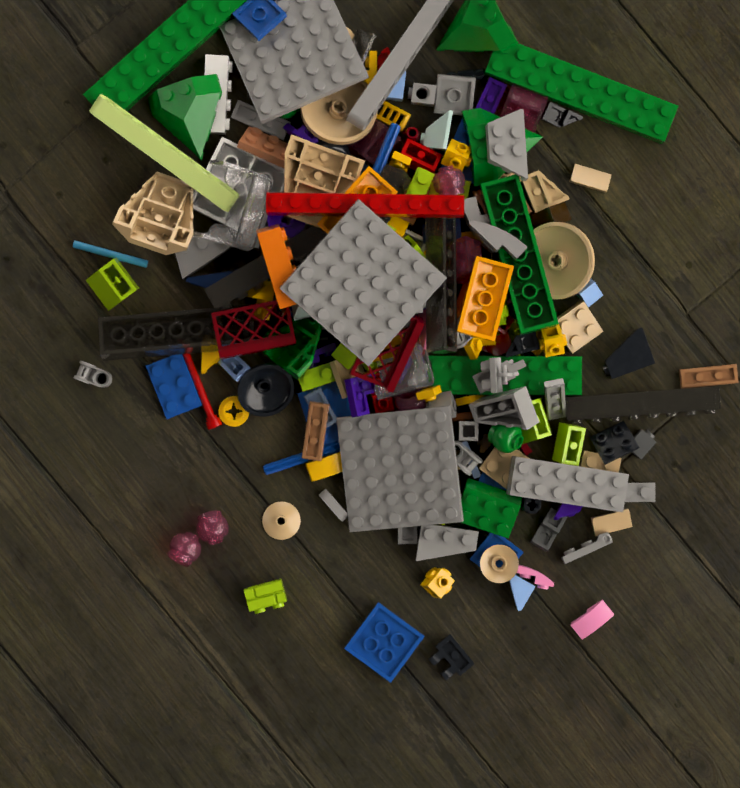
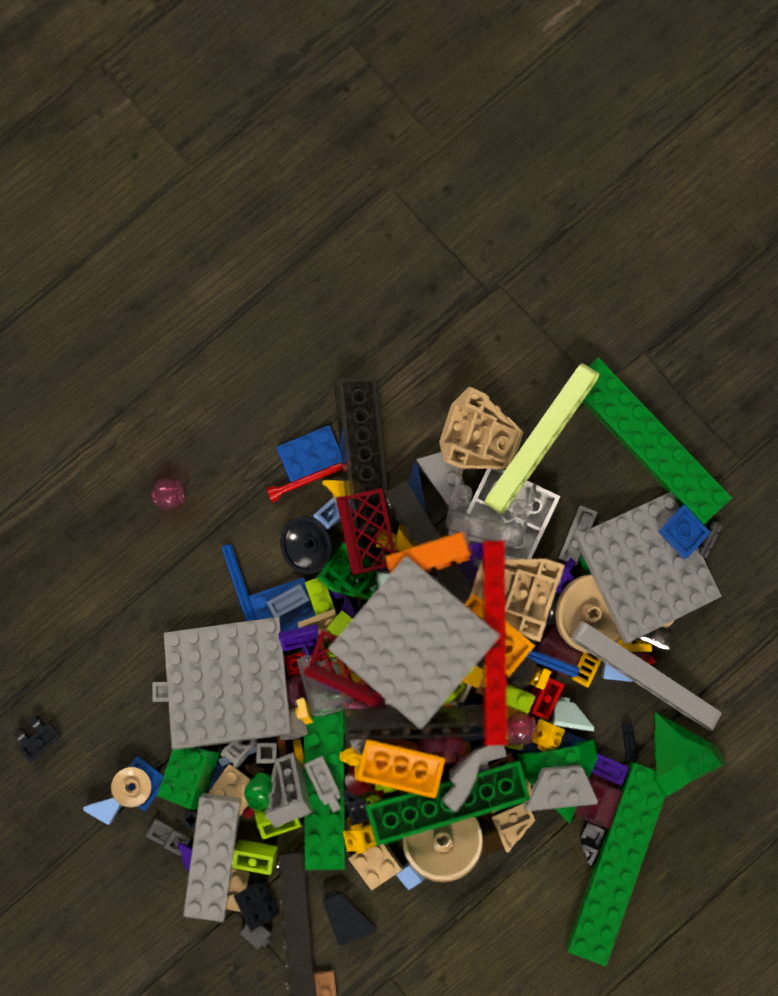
camera: 85 degrees right, 5 degrees down
(89, 374) = (319, 370): light grey piece -> none
(110, 254) = (440, 388): dark azure bar -> none
(112, 284) = (410, 390): lime slope -> none
(184, 549) = (146, 467): clear pink piece -> none
(188, 109) = (586, 462): green wedge -> none
(222, 67) = (602, 490): white brick -> none
(228, 418) = (278, 507): yellow gear -> none
(263, 146) = (551, 538): nougat plate -> none
(265, 595) = (99, 549): lime brick -> none
(283, 510) = (183, 570): tan dish -> none
(315, 431) = (265, 596): medium nougat tile -> none
(327, 467) = (229, 606): yellow slope -> none
(333, 504) = (191, 616): light grey beam -> none
(384, 642) = (53, 670): blue plate -> none
(405, 134) = (567, 682): dark red cone -> none
(429, 89) = (608, 707): light grey brick -> none
(437, 582) = (113, 723): yellow brick -> none
(444, 541) = (154, 730): light grey wedge -> none
(454, 93) = (610, 731): light grey plate -> none
(498, 375) = (322, 783): light grey hips -> none
(540, 579) = (117, 828): bright pink slope -> none
(555, 399) = (300, 842): light grey tile -> none
(587, 547) = (149, 878): light grey hinge -> none
(590, 178) = (528, 873): tan slope -> none
(592, 619) = (74, 884): bright pink slope -> none
(611, 522) = (175, 901): tan slope -> none
(640, 492) = (207, 933): light grey plate -> none

